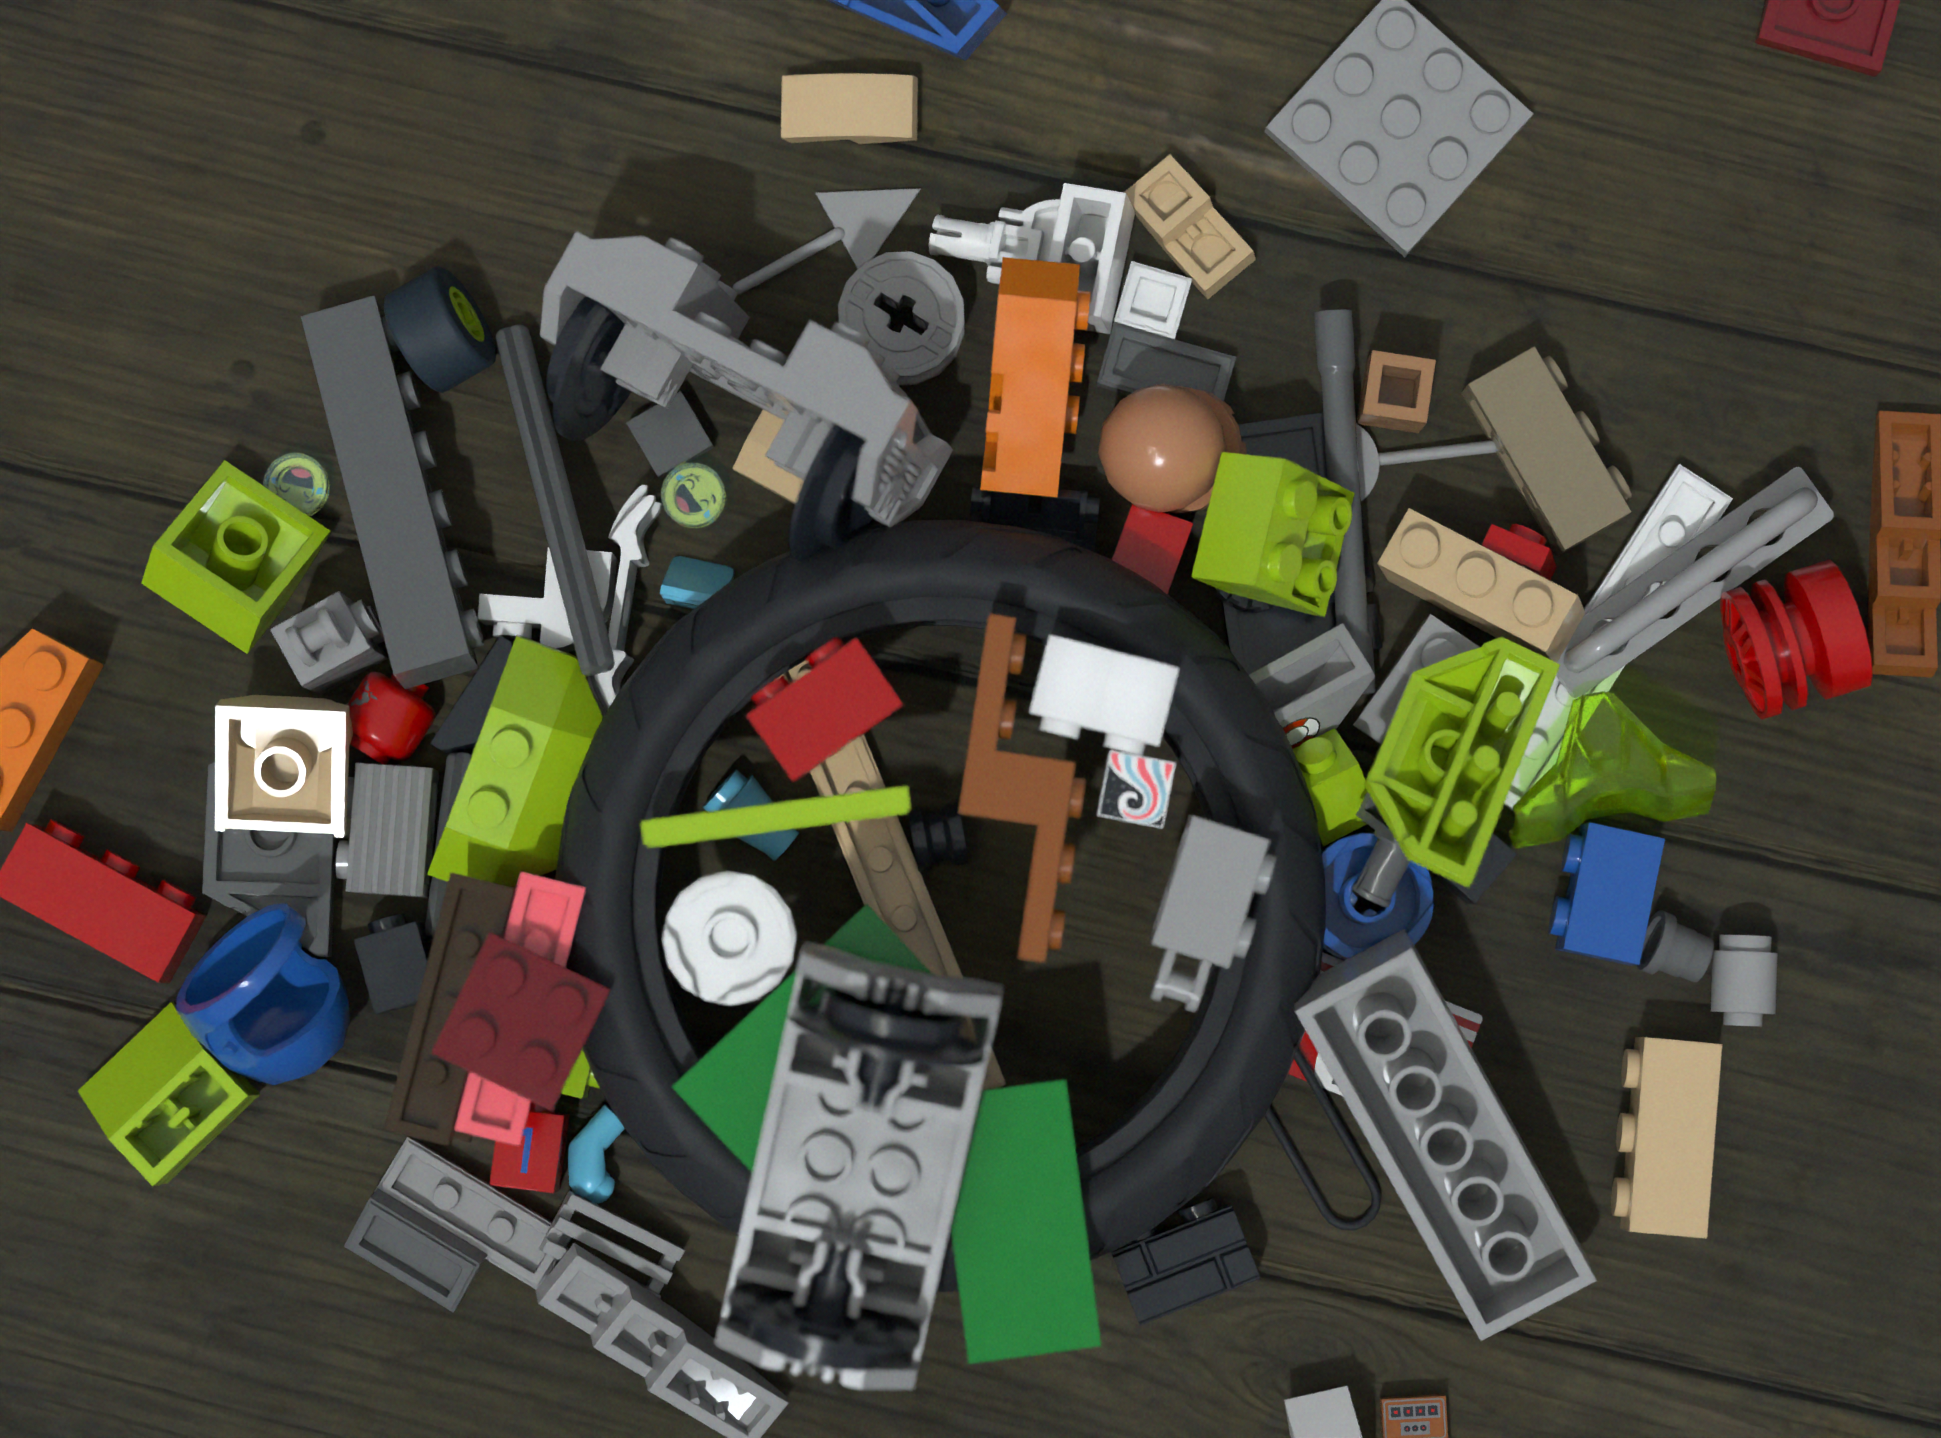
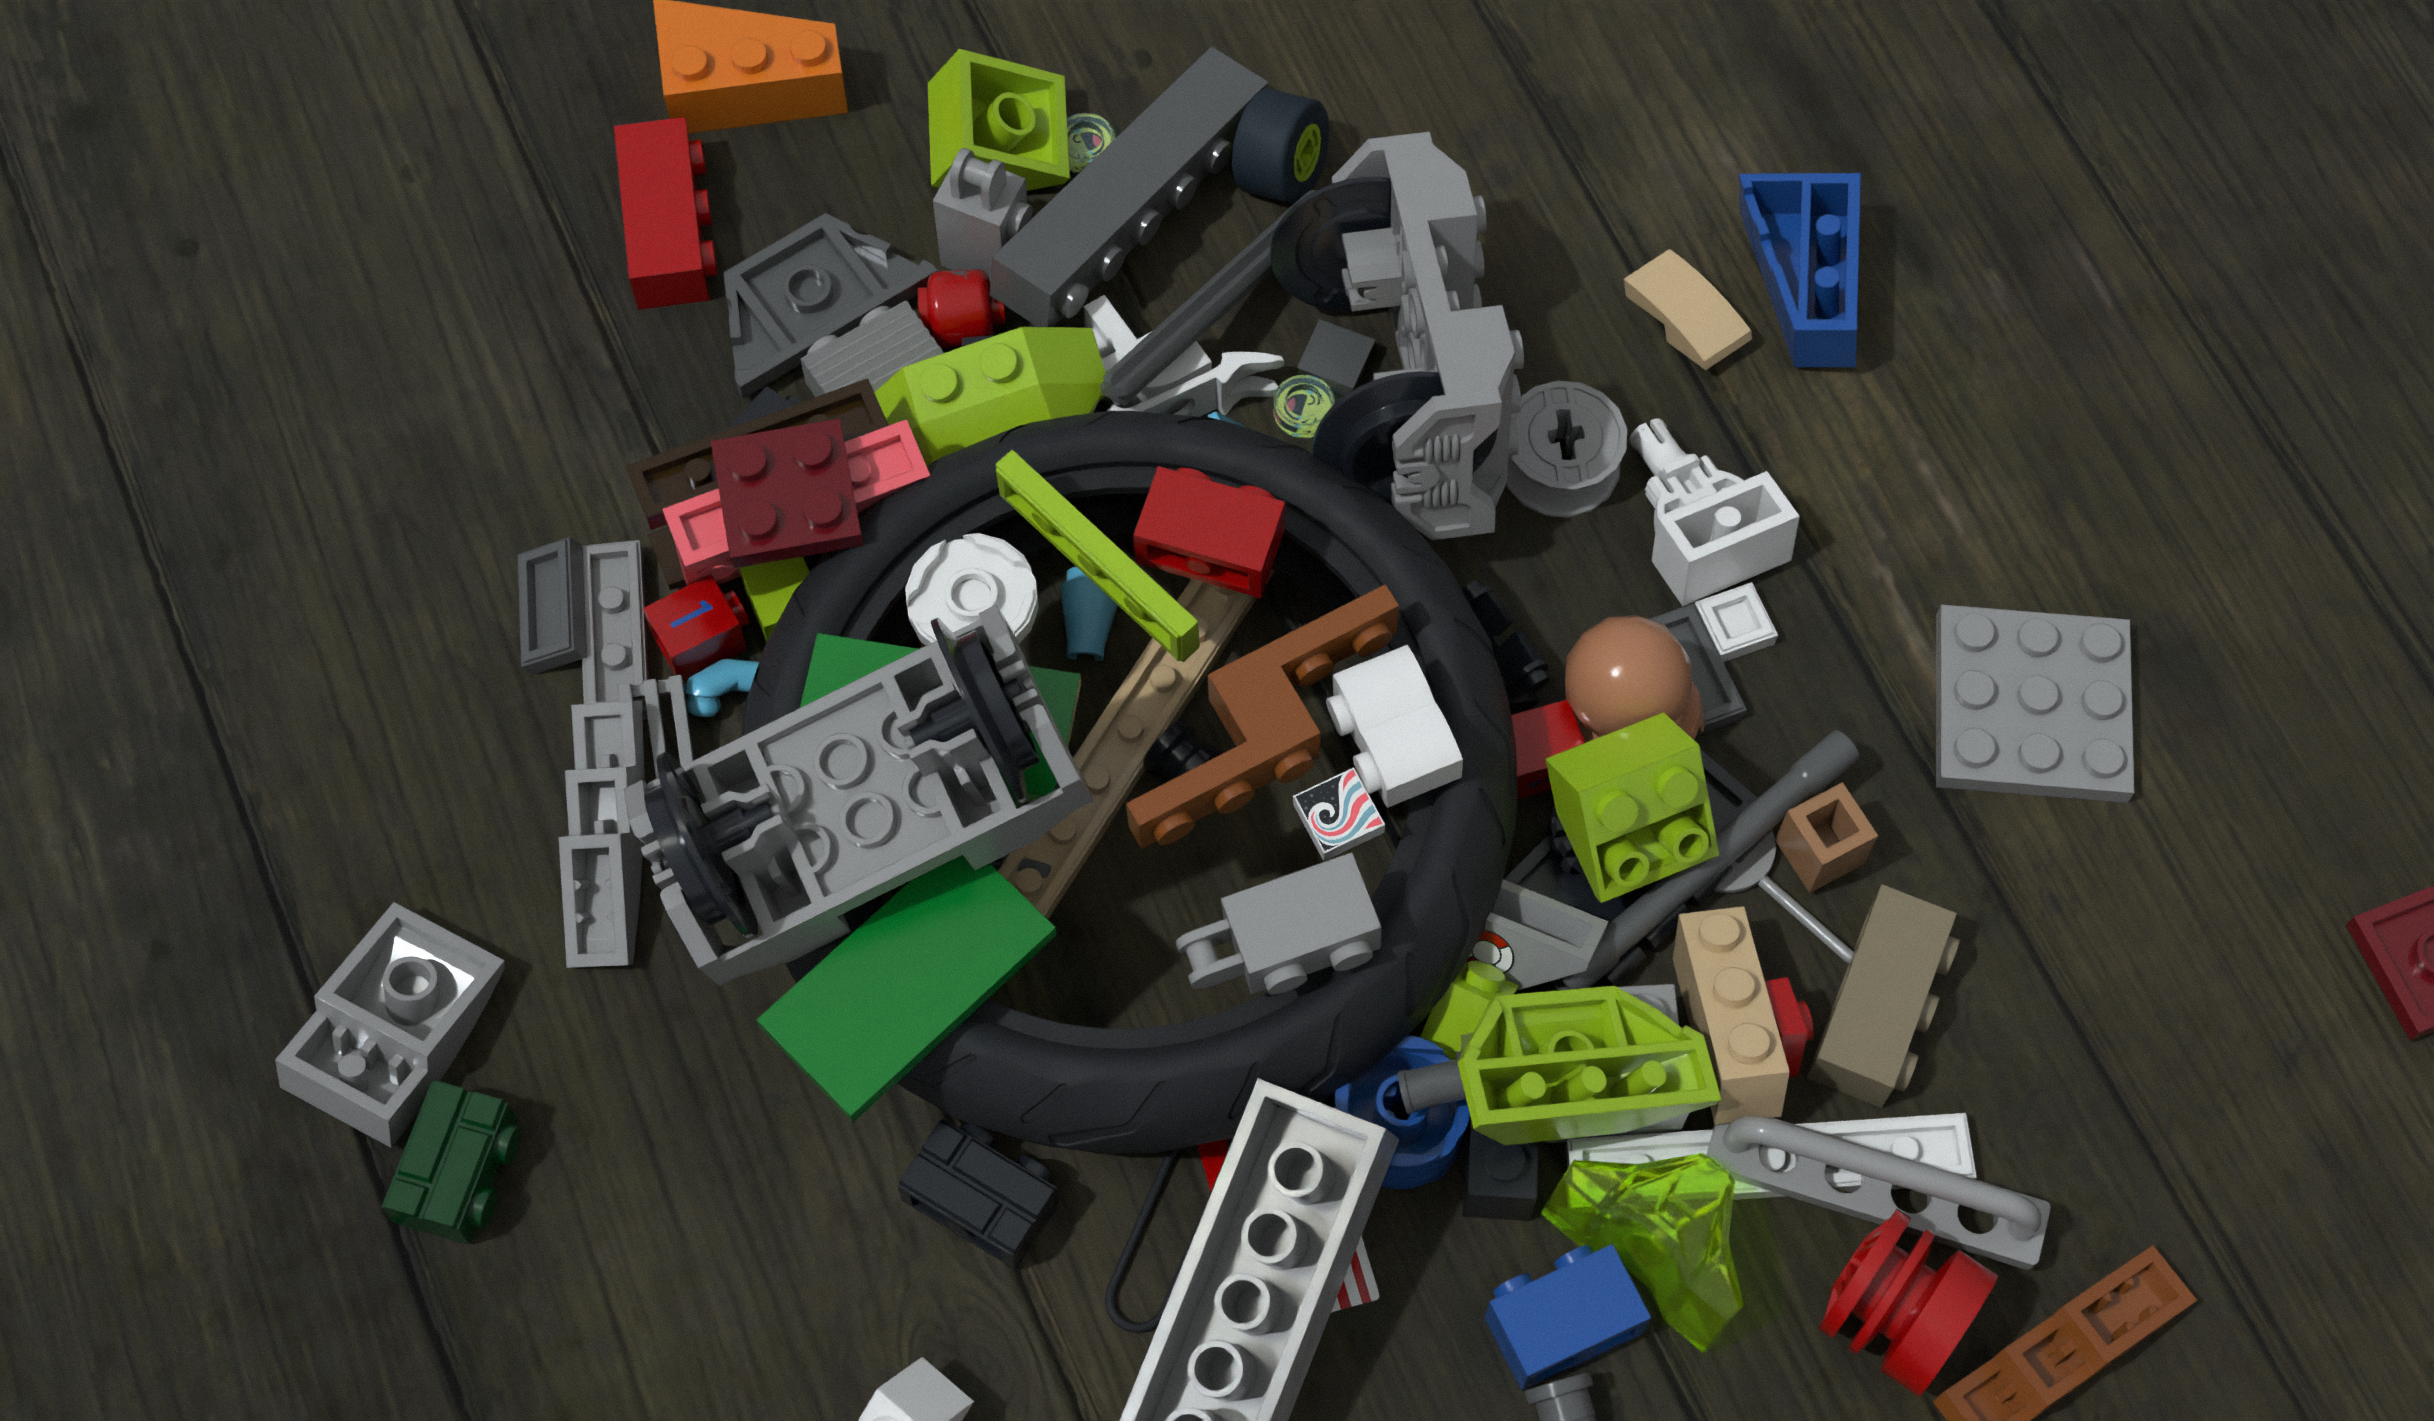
camera: 50 degrees right, 20 degrees down
(165, 1097) = (543, 356): lime slope -> none
(265, 1000) = (669, 356): blue piece -> none
(282, 764) = (863, 245): tan slope -> none
(859, 219) = (1609, 374): light grey piece -> none
(1032, 375) = (1605, 546): orange wedge -> none
(1189, 226) = (1815, 607): tan slope -> none

